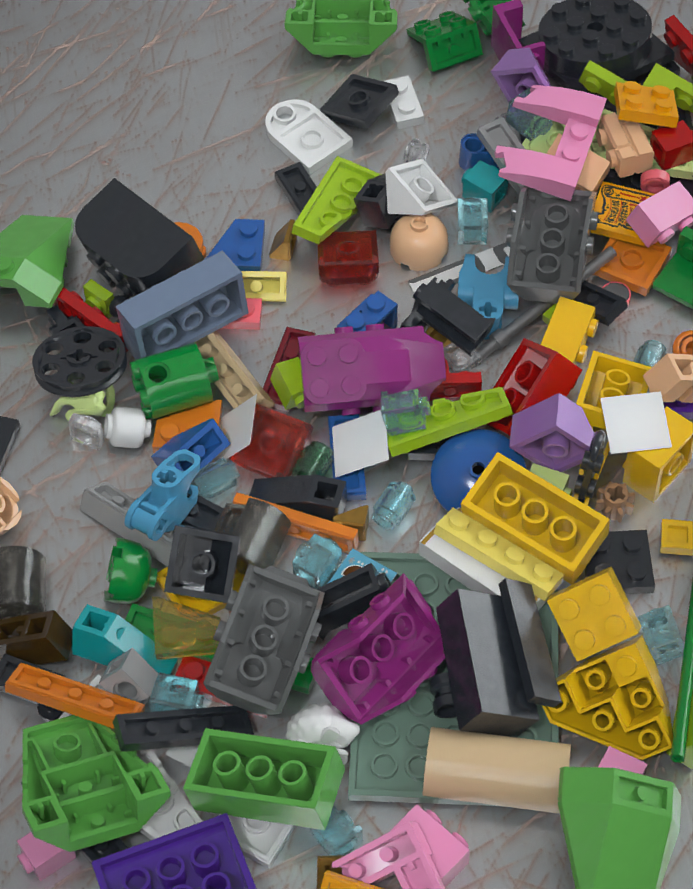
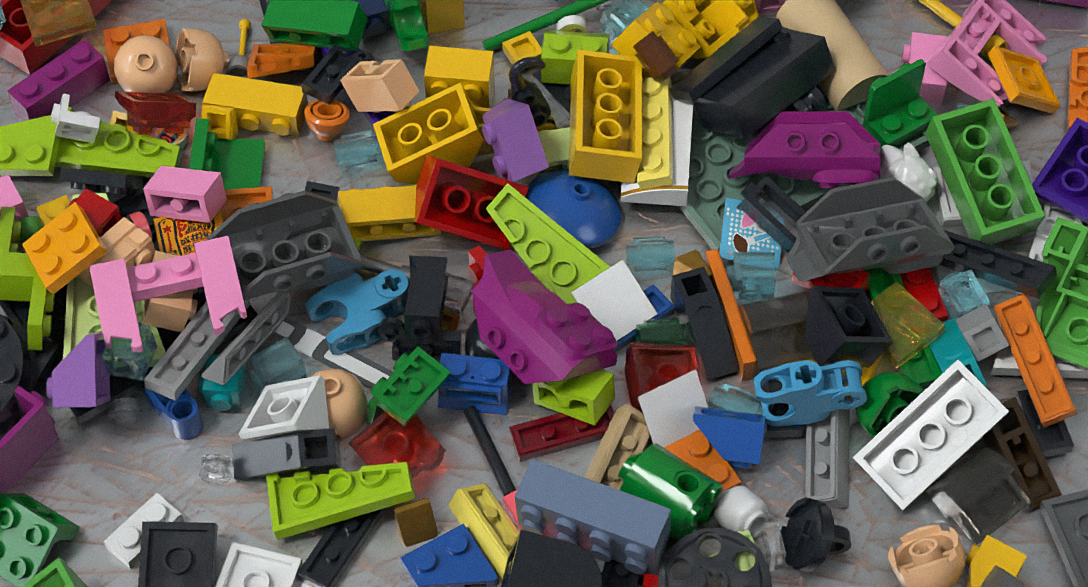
camera: 125 degrees left, 0 degrees up
(65, 456) = (812, 535): none -> black tile
(73, 572) = (930, 434): none -> white slope
(302, 314) = (489, 450): none -> black bar
(380, 263) = (408, 388): none -> green bracket
(384, 769) = (895, 107): none -> green bracket
(404, 411) = (567, 267): clear light blue brick -> none
(491, 185) = (249, 339): none -> light grey slope
(560, 574) = (656, 56): none -> reddish brown brick
(636, 422) = (461, 83): white sticker -> none
(638, 554) = (561, 49): none -> lime slope
(676, 585) = (572, 23): none -> white tile

